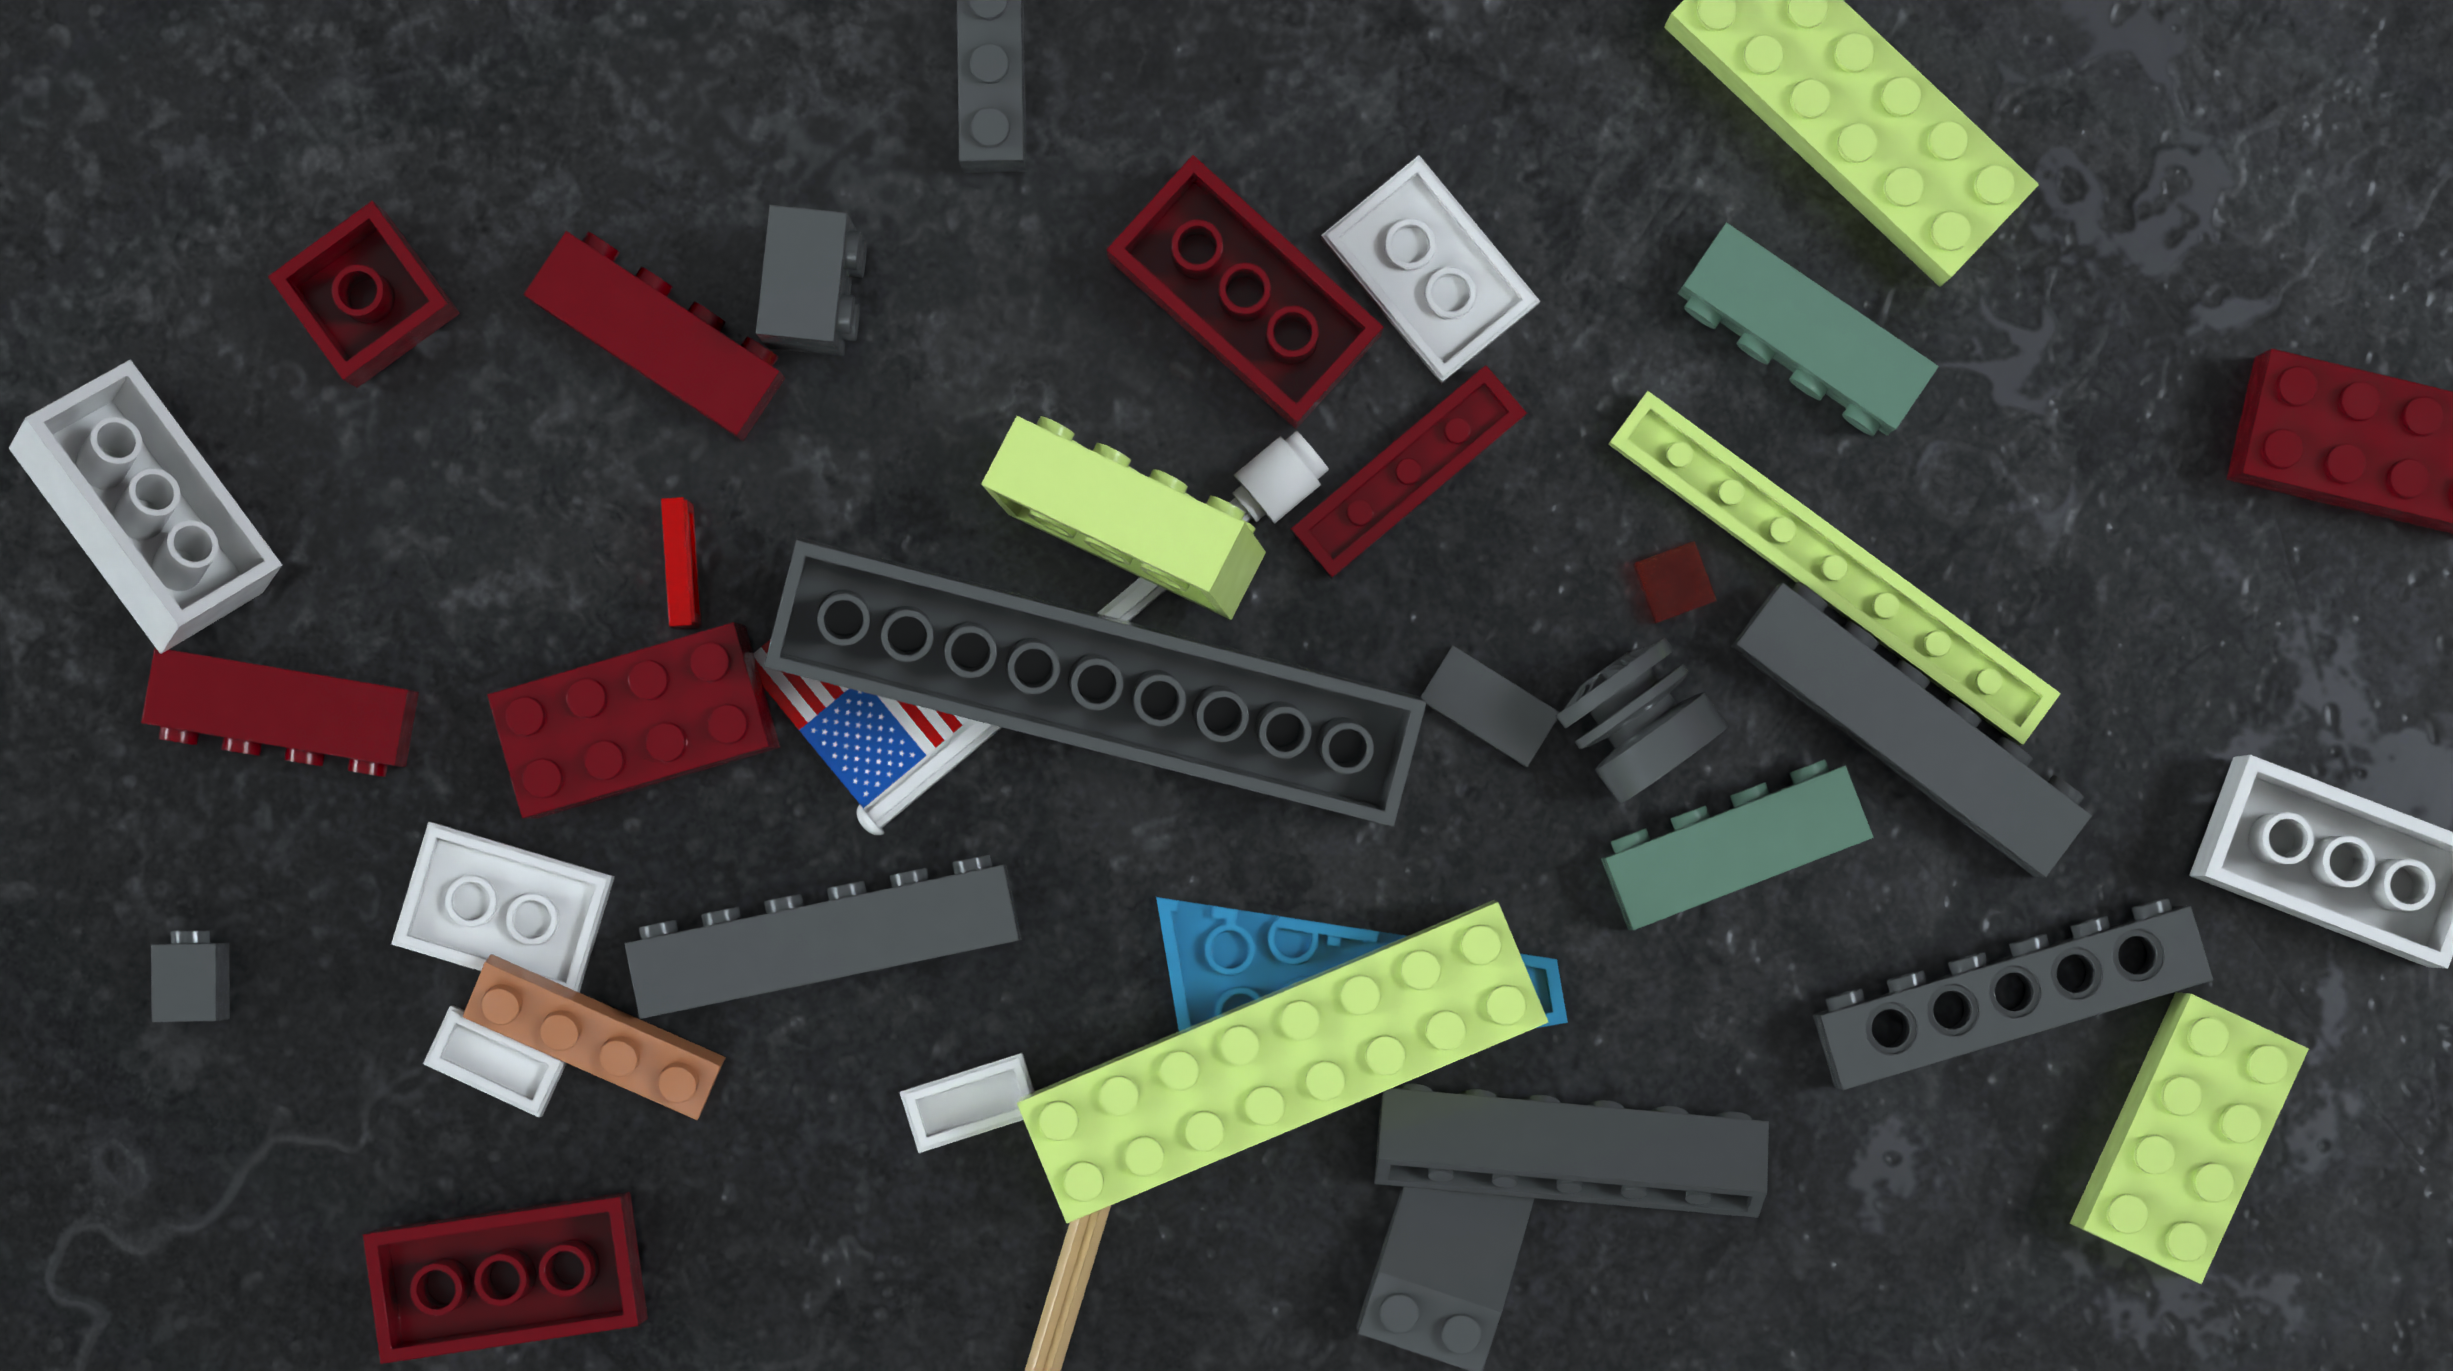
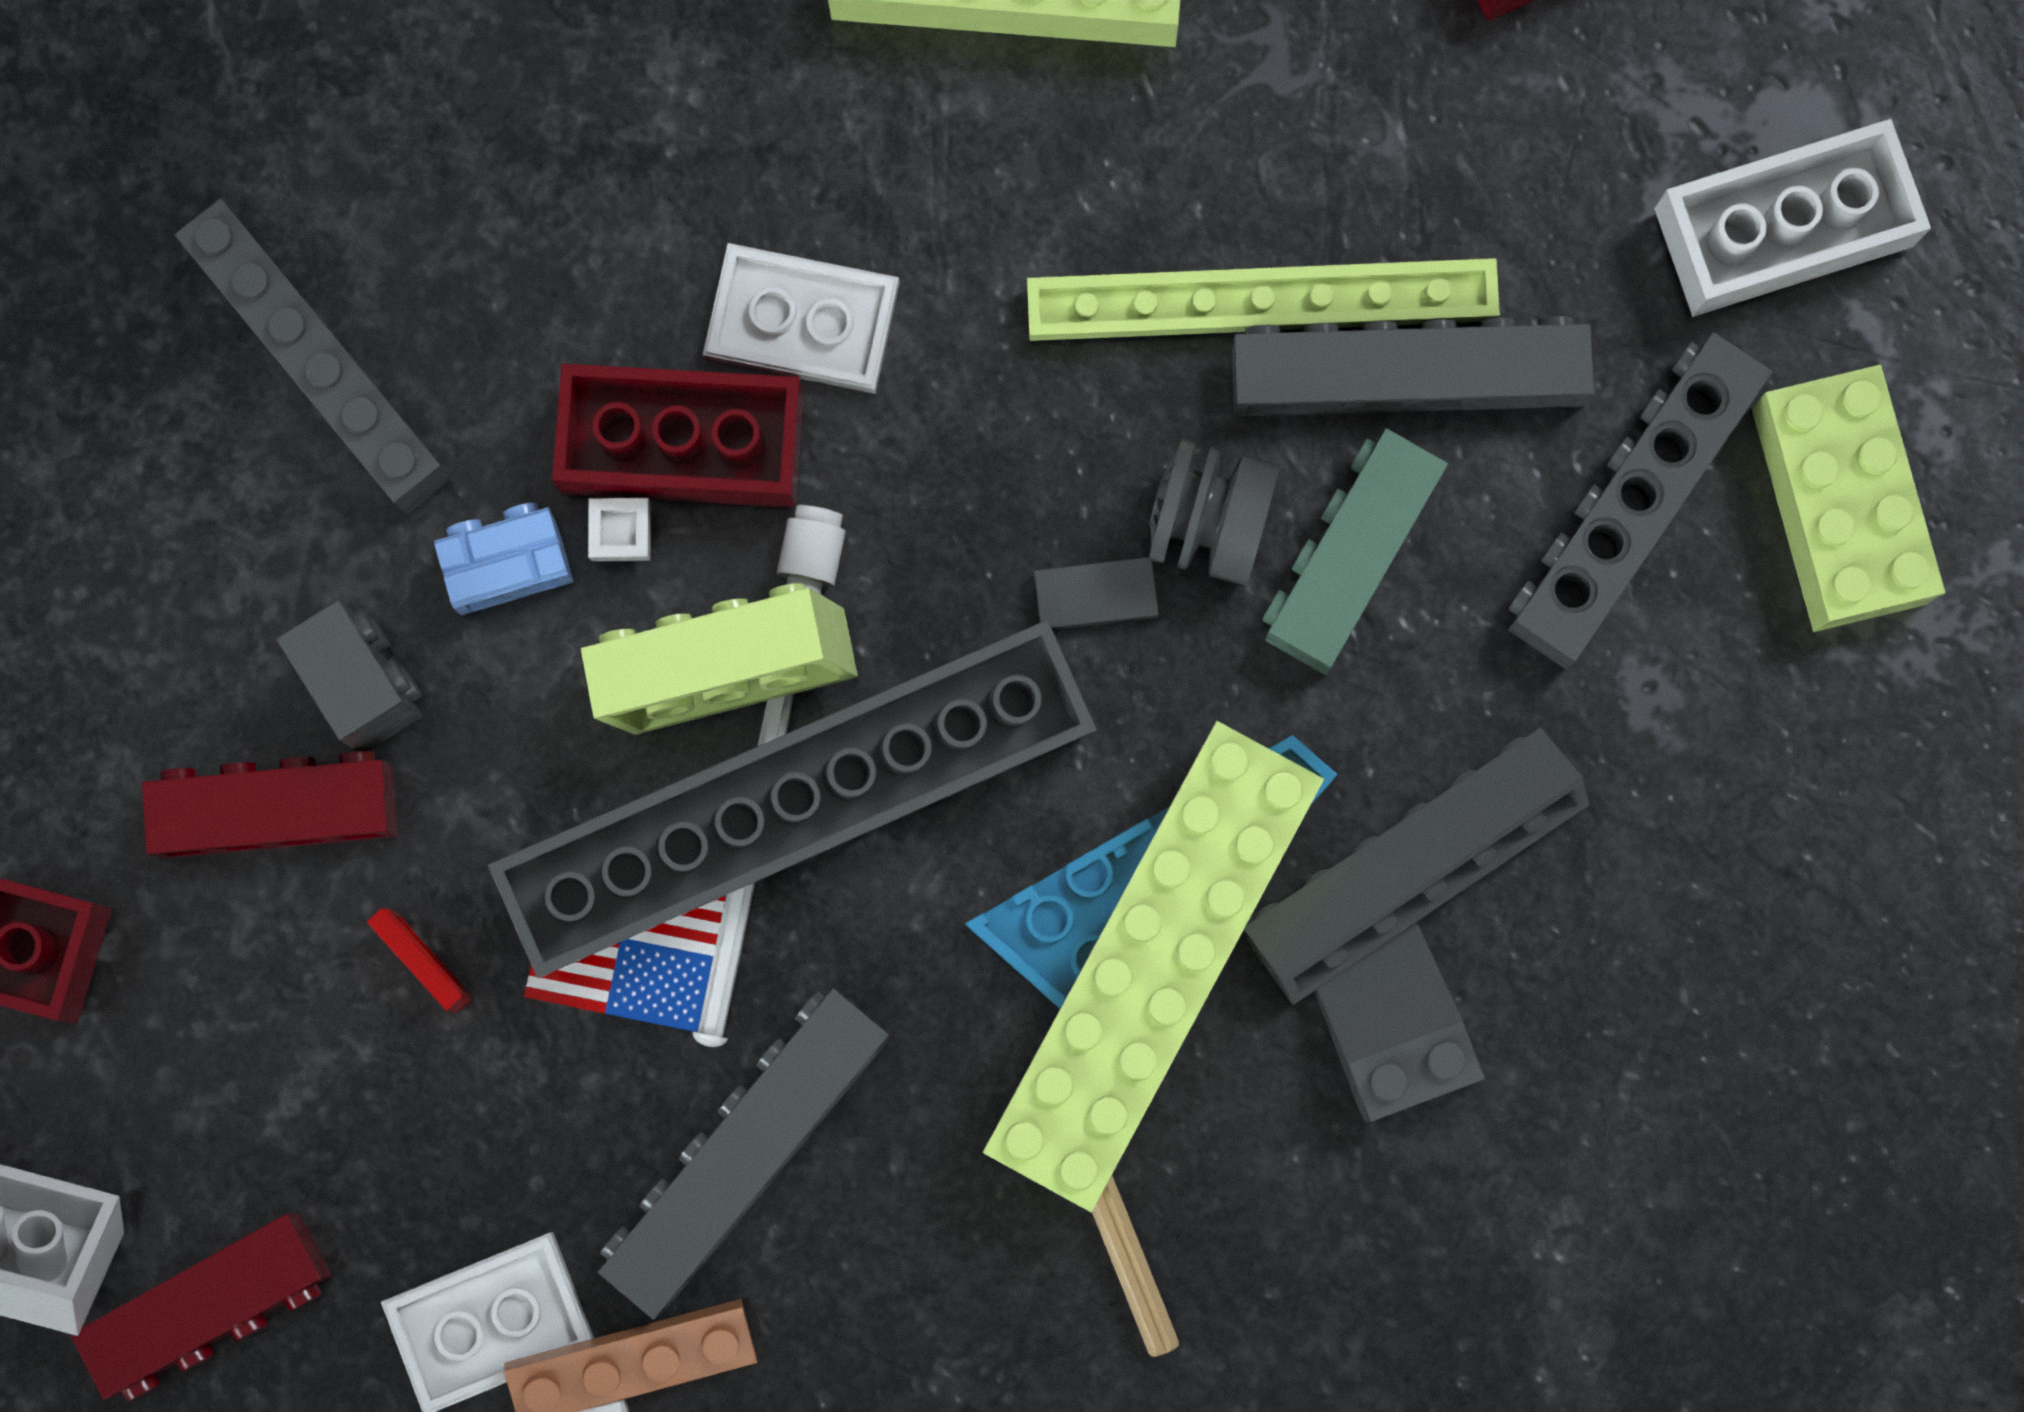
camera: 35 degrees left, 5 degrees down
(633, 720) = (474, 1103): dark red brick -> none
(967, 1102) = (947, 1188): white tile -> none
(1014, 278) = (503, 558): none -> light blue brick
(1131, 332) = (619, 529): none -> white tile
(1408, 471) = (901, 472): dark red plate -> none
(1674, 582) = (1157, 400): clear red tile -> none
(1806, 331) = (1106, 148): sand green brick -> none

